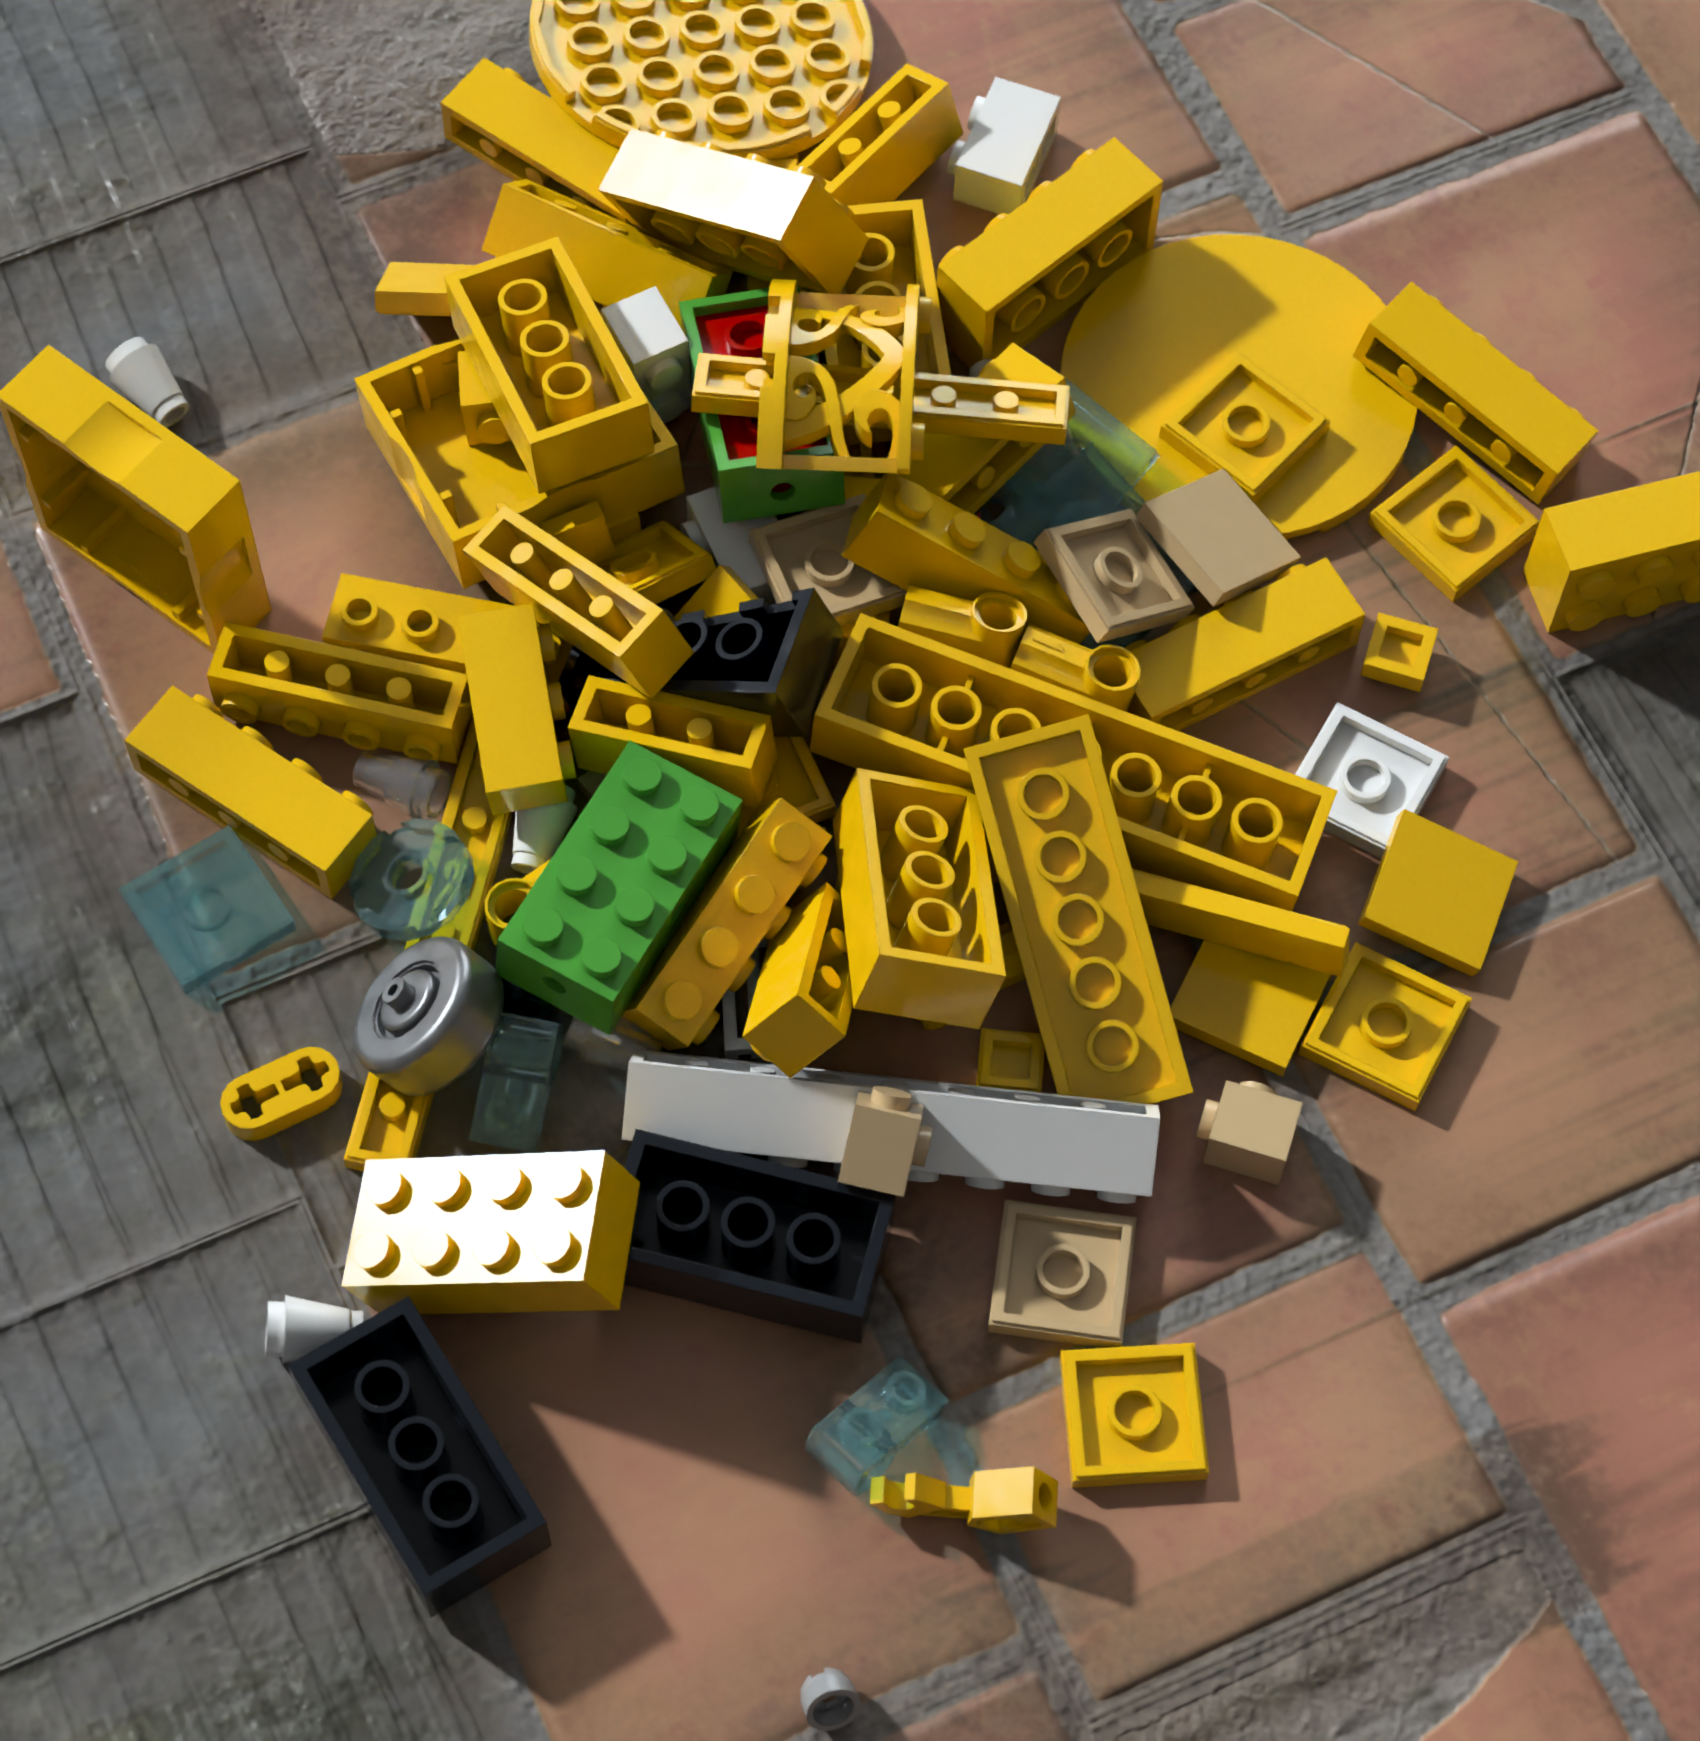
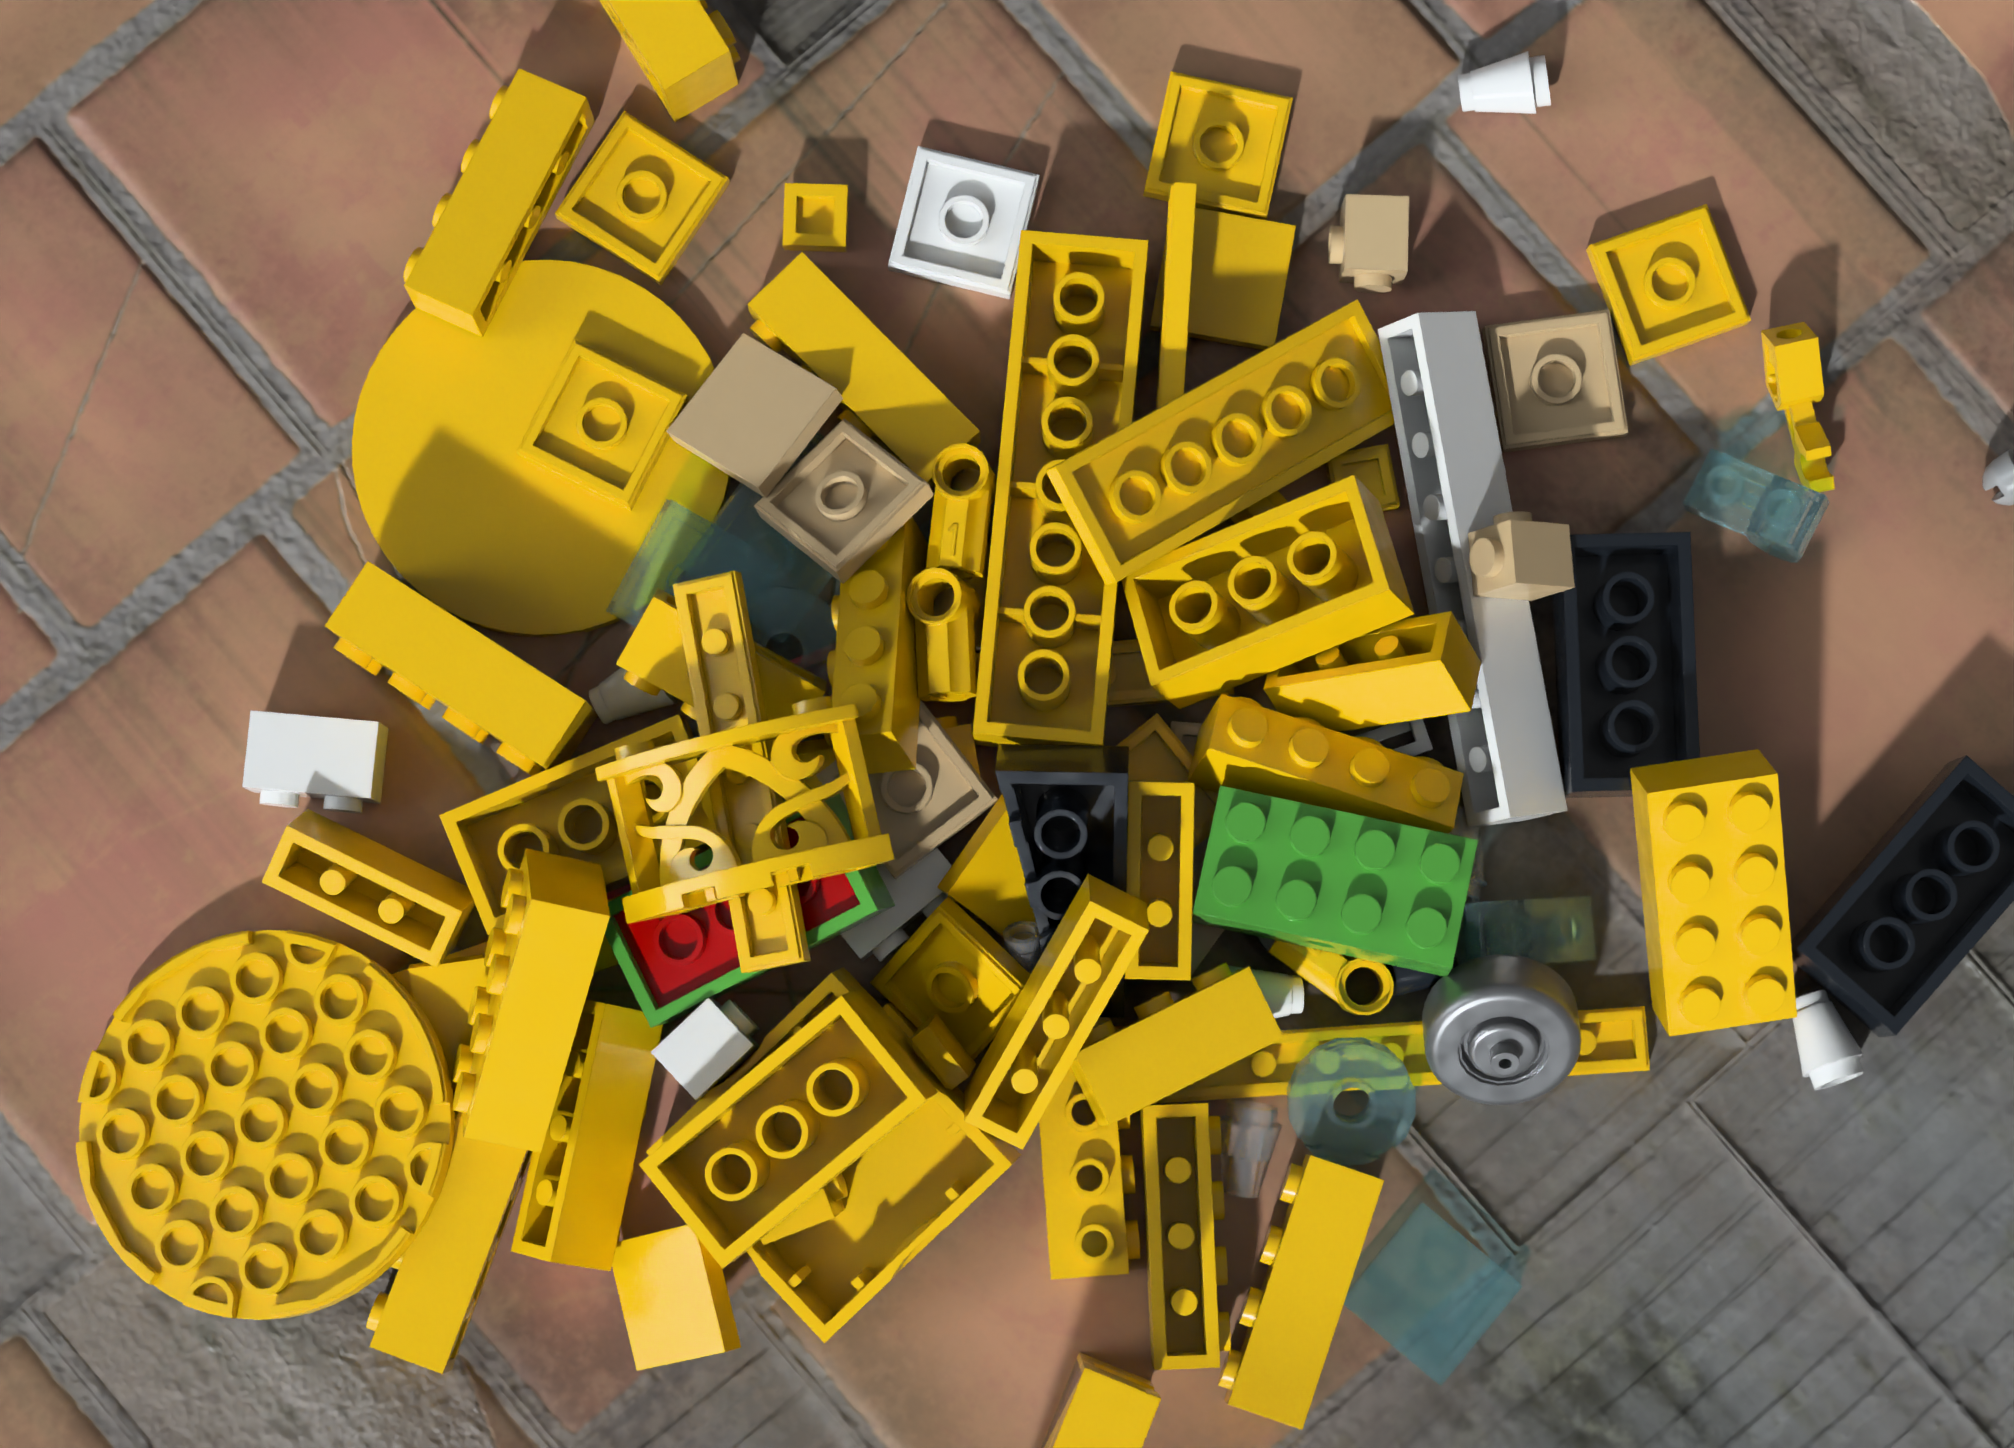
camera: 105 degrees left, 20 degrees up
(281, 1093) = (1610, 1141): yellow beam -> none
(1382, 1310) = (1506, 86): none -> white cone
(1438, 893) = (1071, 124): yellow tile -> none

